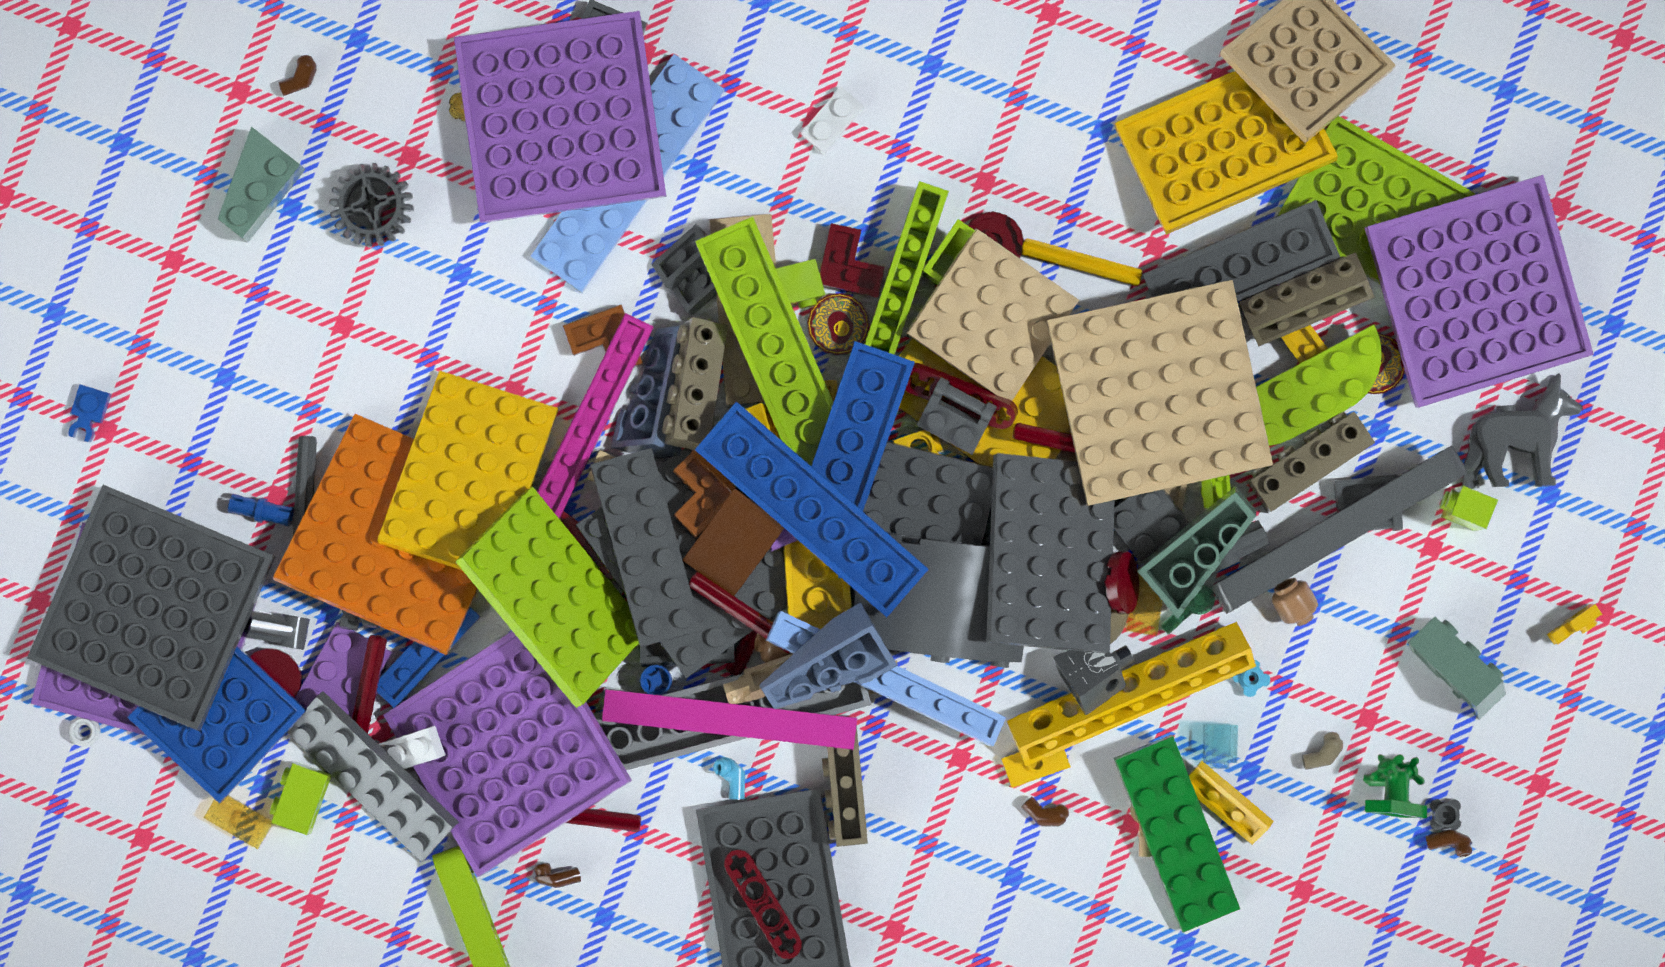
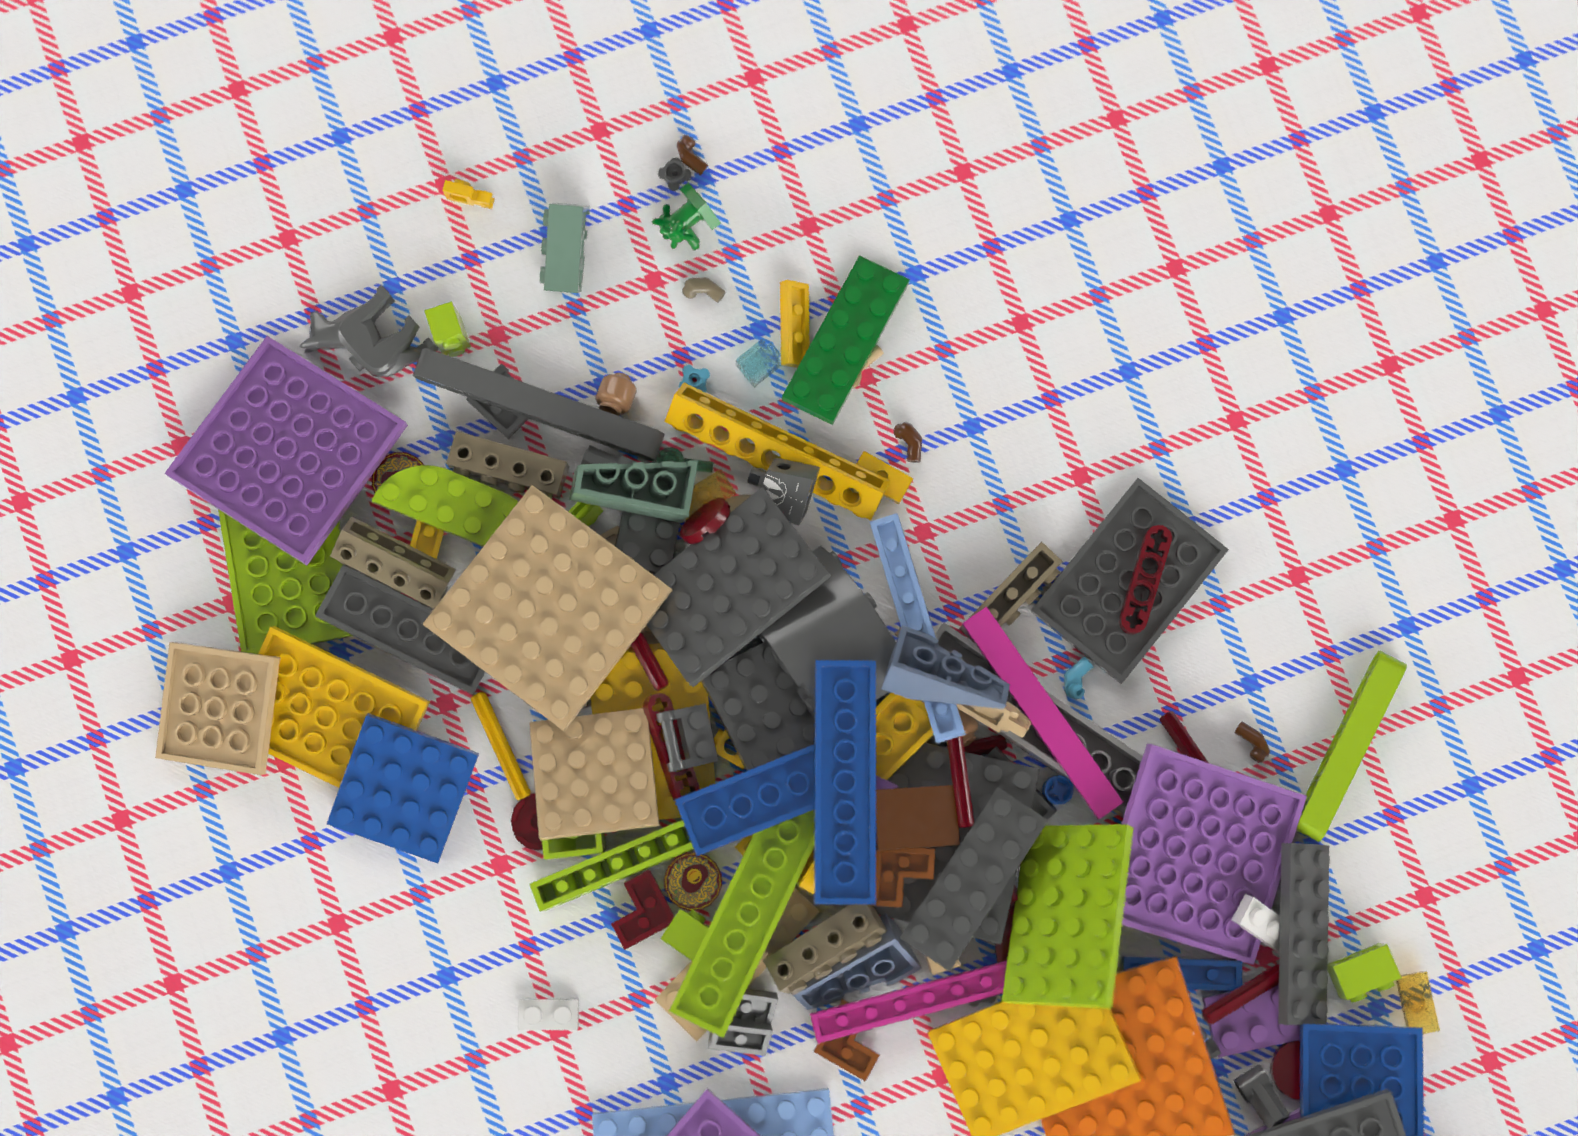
camera: 130 degrees left, 5 degrees down
(1113, 154) = (402, 788): none -> blue plate

